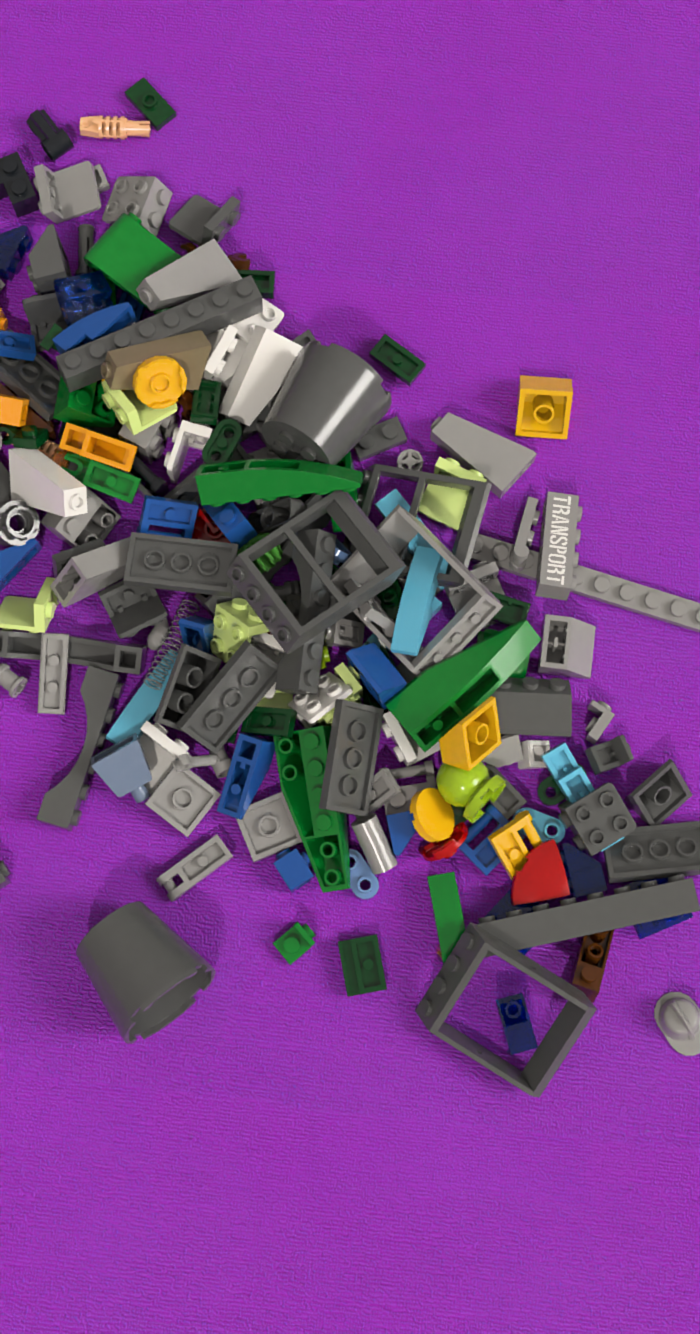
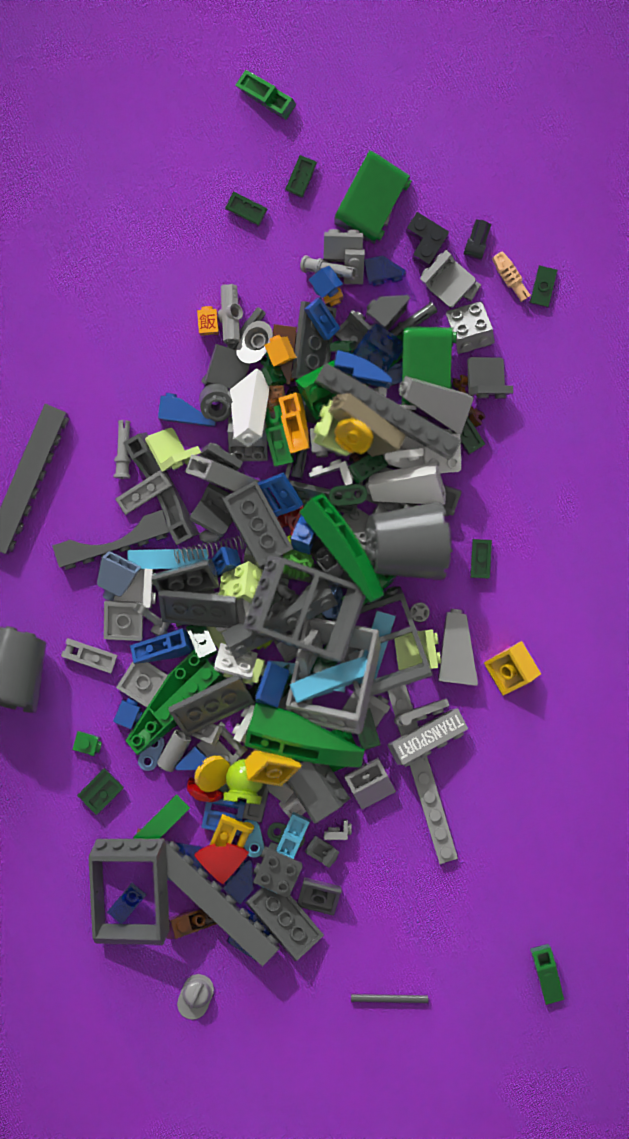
camera: 55 degrees right, 10 degrees up
(380, 439) = (427, 586): dark grey plate -> none

